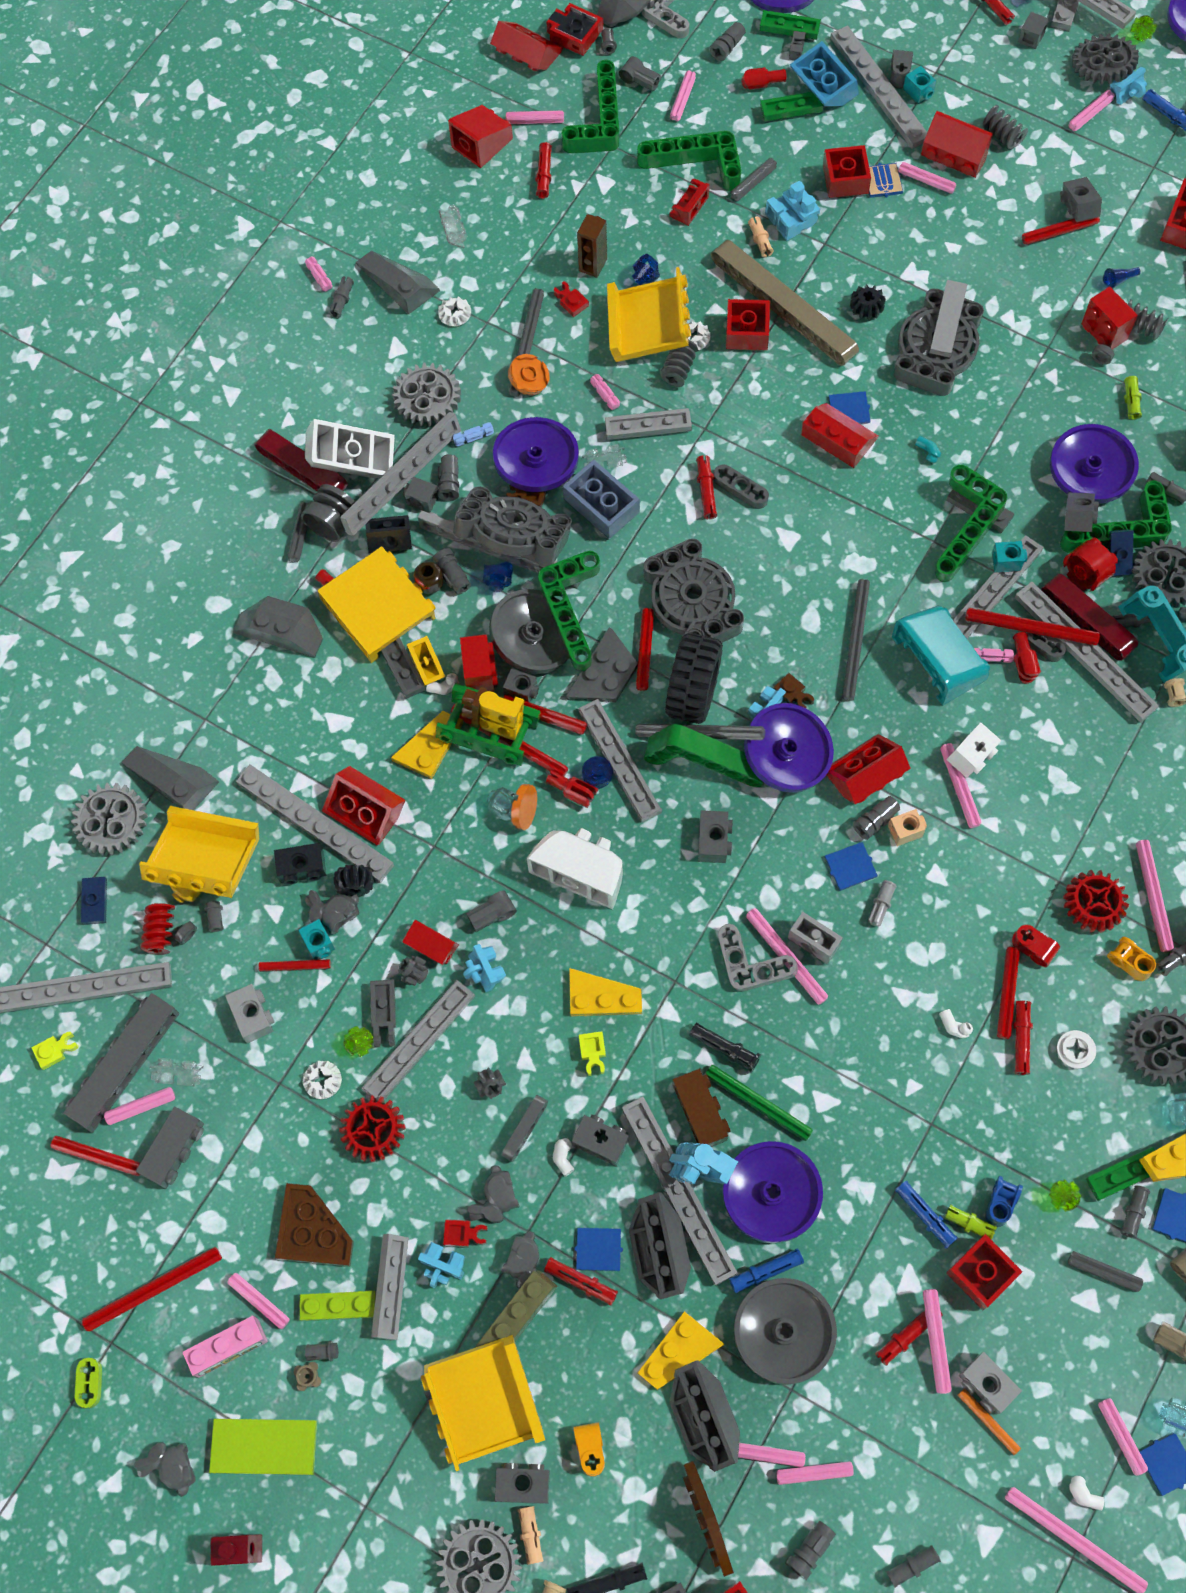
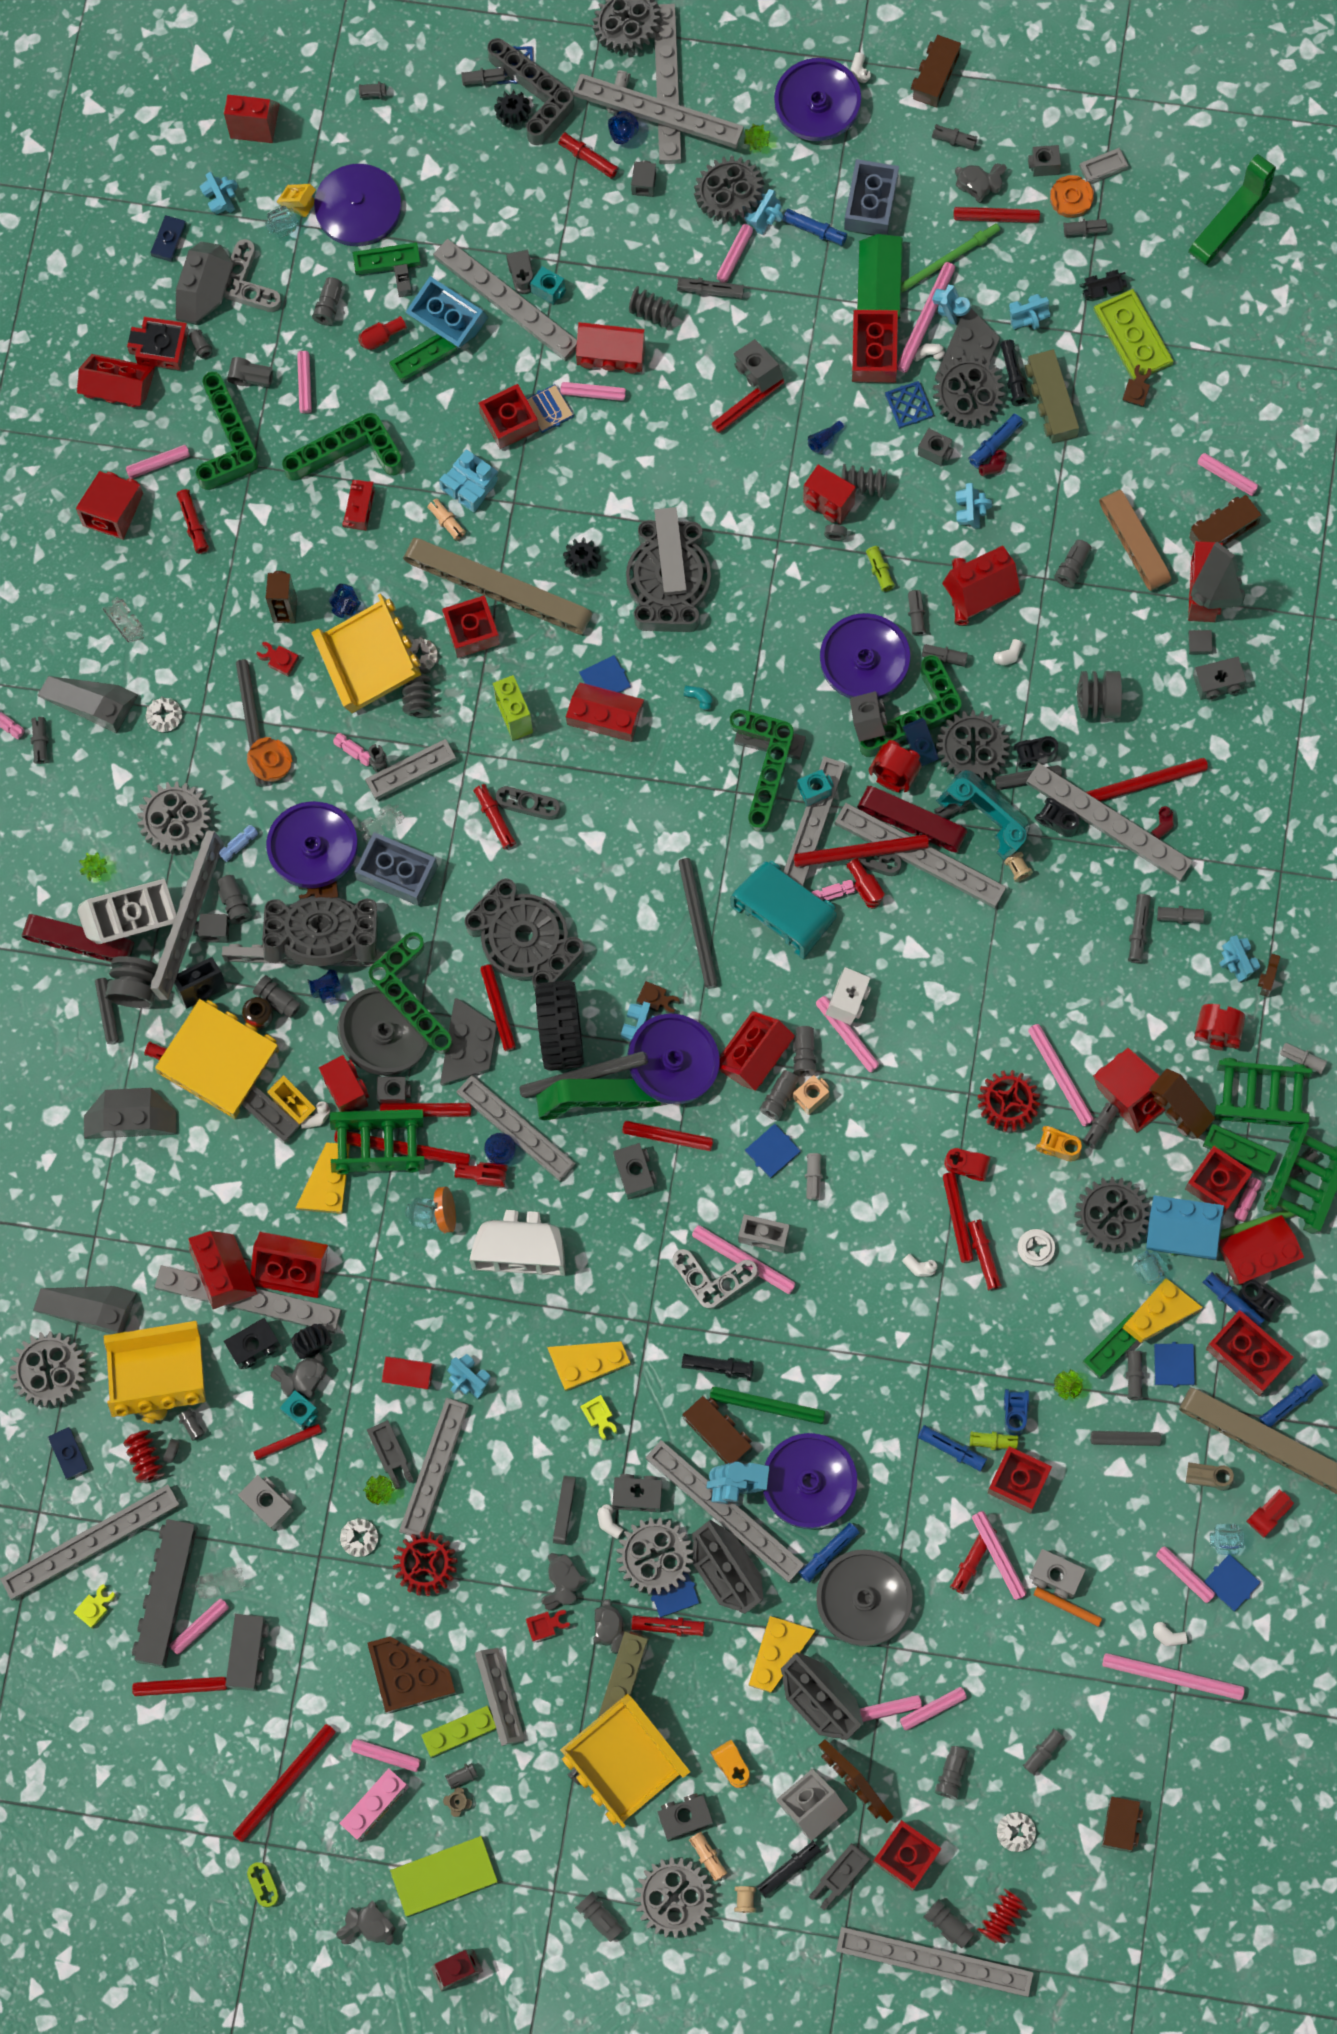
camera: 20 degrees left, 5 degrees up
(301, 784) = (221, 1268): none -> red slope
(340, 410) = (97, 871): none -> clear neon green gear
(398, 1554) = (599, 1916): none -> dark grey axle
(413, 970) = (402, 1404): dark grey gear -> none
(452, 1267) = (527, 1658): medium azure hips -> none
(489, 1083) = (516, 1481): dark grey gear -> none
(493, 712) = (380, 1130): yellow hips -> none
(497, 908) = (457, 1316): dark grey piece -> none
(594, 1230) = (663, 1576): none -> light grey gear
(622, 401) = (378, 758): none -> dark grey pin
(655, 1524) = (812, 1804): none -> light grey slope
(753, 179) = (415, 455): dark grey axle -> none
(757, 816) = (667, 1135): none -> red axle
(758, 399) = (512, 707): none -> lime window
(915, 783) = (804, 1048): none -> dark grey axle
(1053, 126) = (710, 287): none -> dark grey pin
(1154, 444) = (916, 613): none -> dark grey axle

